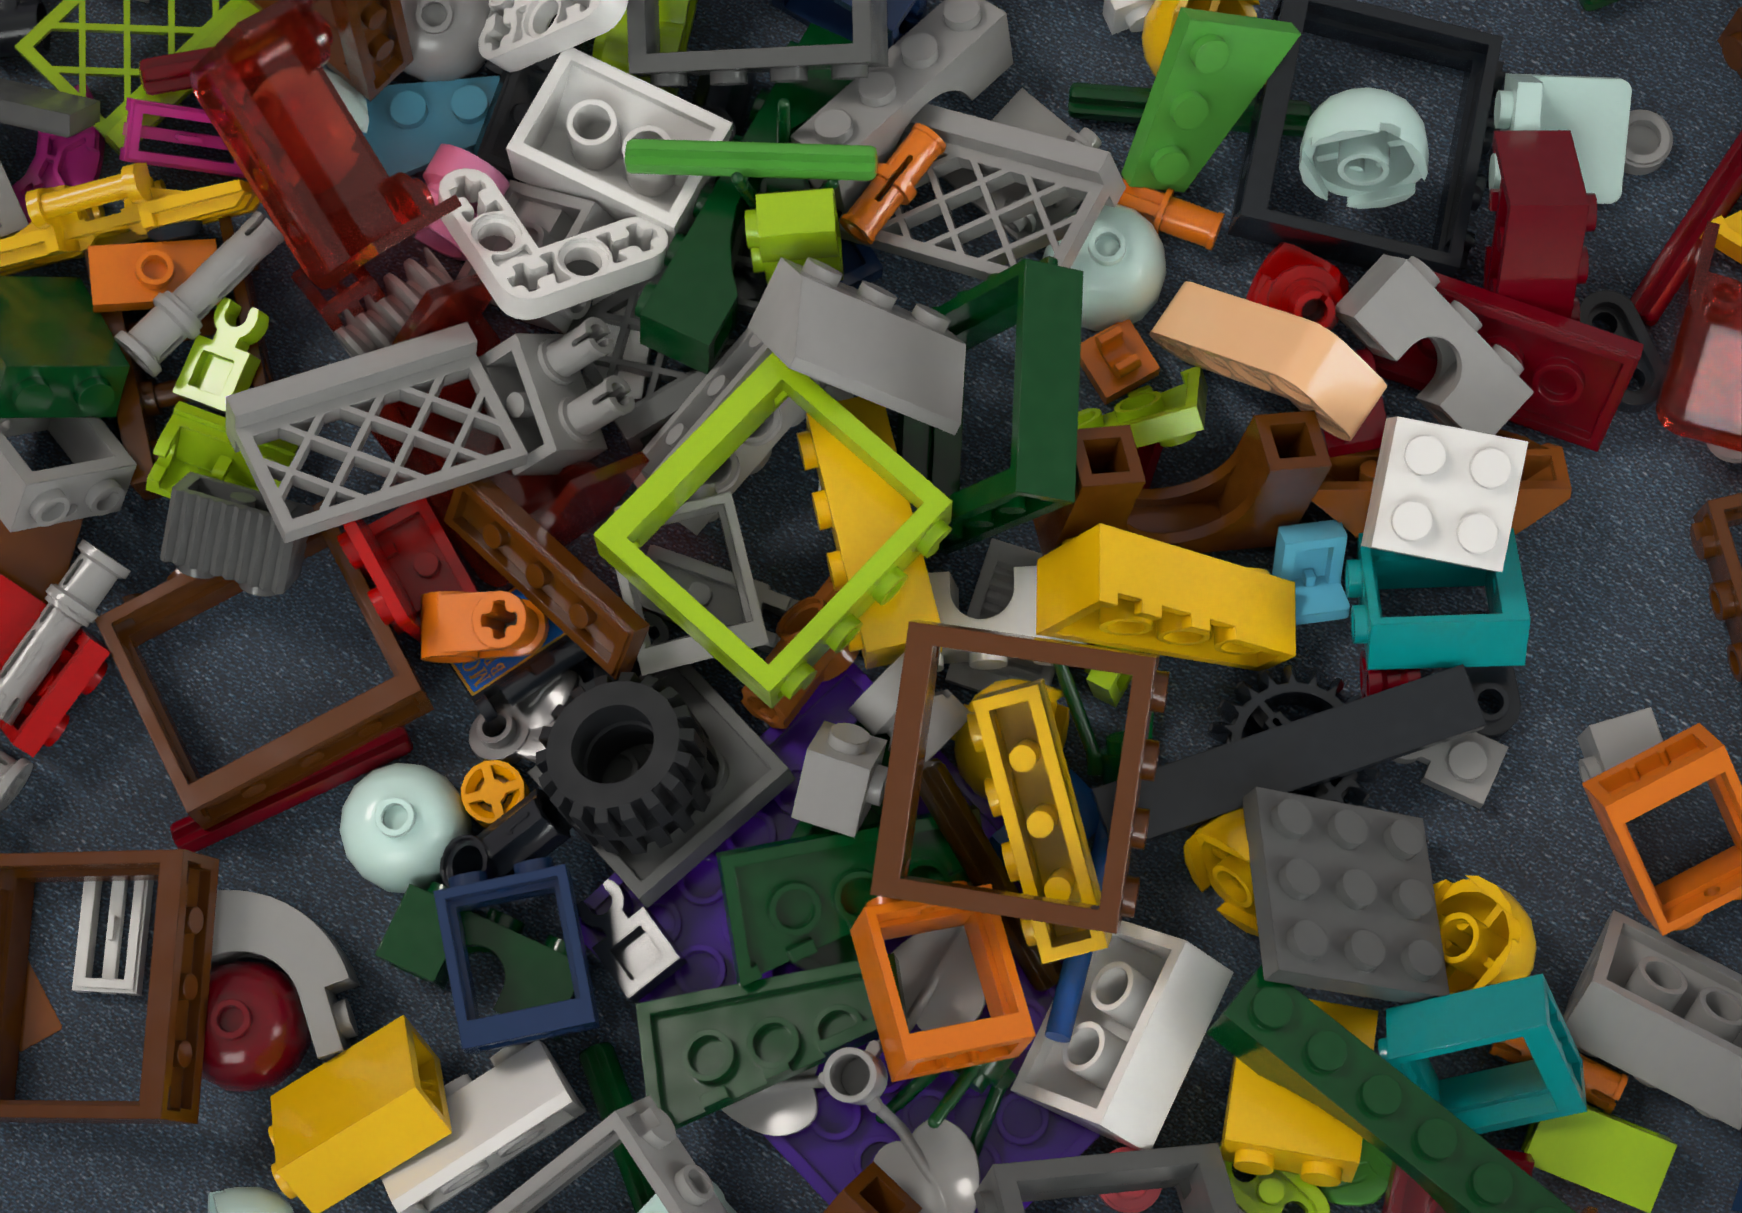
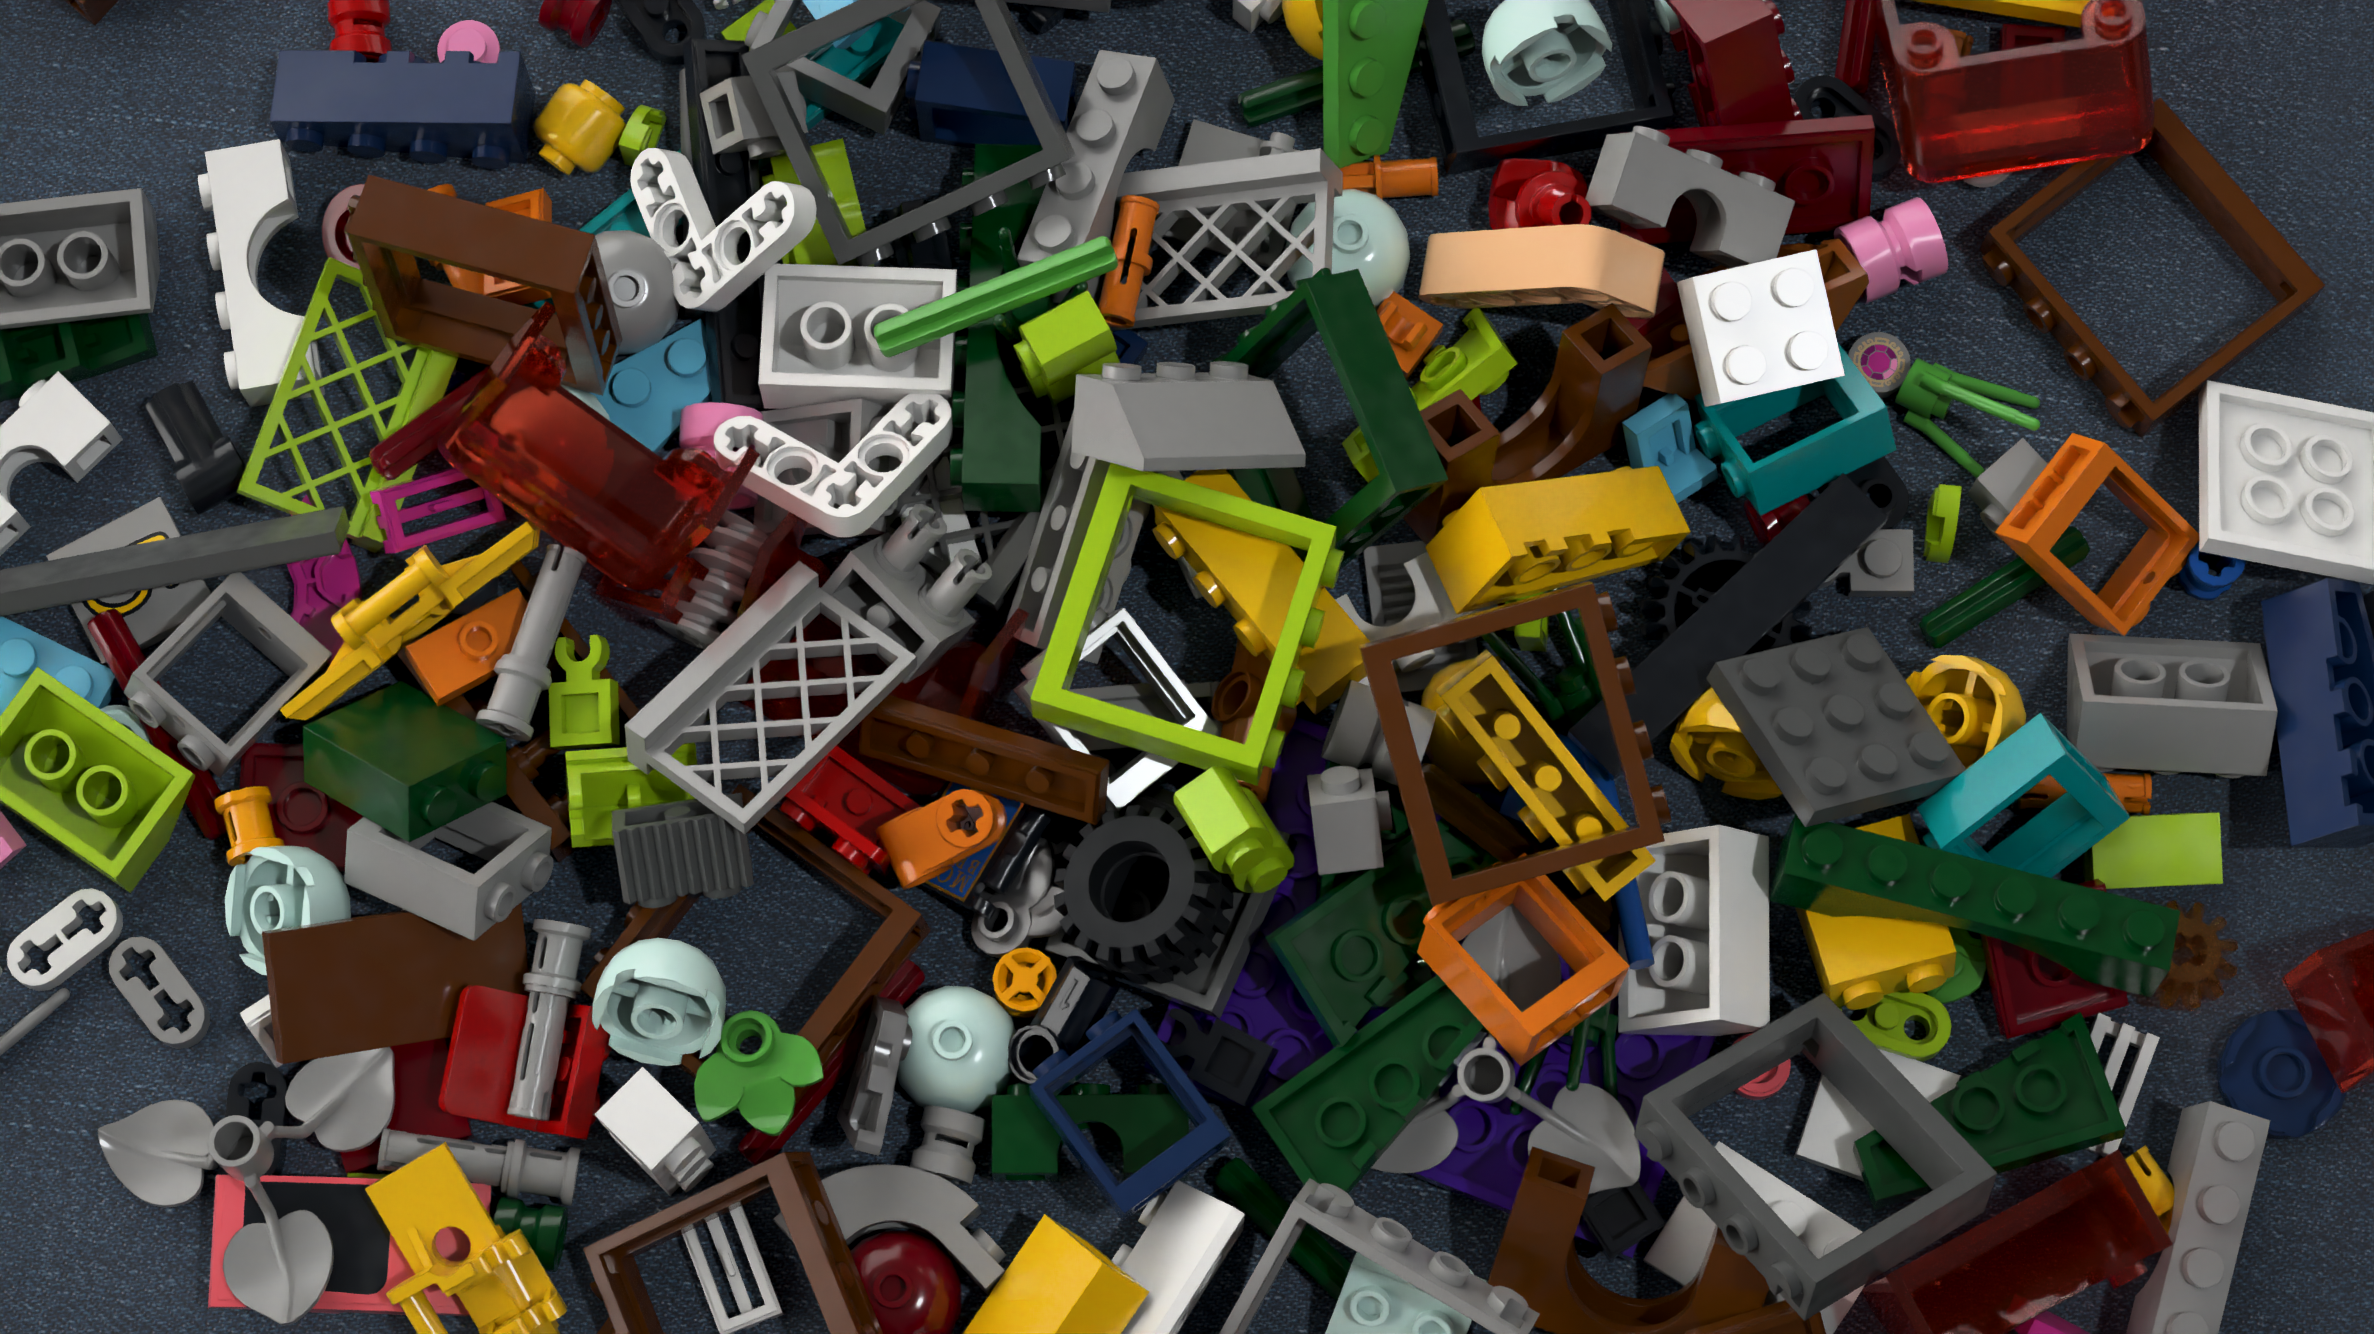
camera: 30 degrees left, 0 degrees up
(88, 780) = (658, 1133): none -> white arch
(146, 661) = (660, 1002): none -> light aqua cylinder
(201, 775) = (758, 1082): none -> bright green plate
(305, 830) = (873, 1075): none -> flat silver wing
(343, 921) = (944, 1158): none -> light grey wheel
(730, 740) = (1234, 830): none -> lime brick
(1538, 753) = (1941, 522): none -> lime tile
(1550, 580) = (1881, 361): none -> tile
(1563, 840) = (1996, 592): none -> dark green axle
(1590, 625) = (1932, 391): none -> bright green plant
(1612, 480) = (1897, 248): none -> bright pink wheel

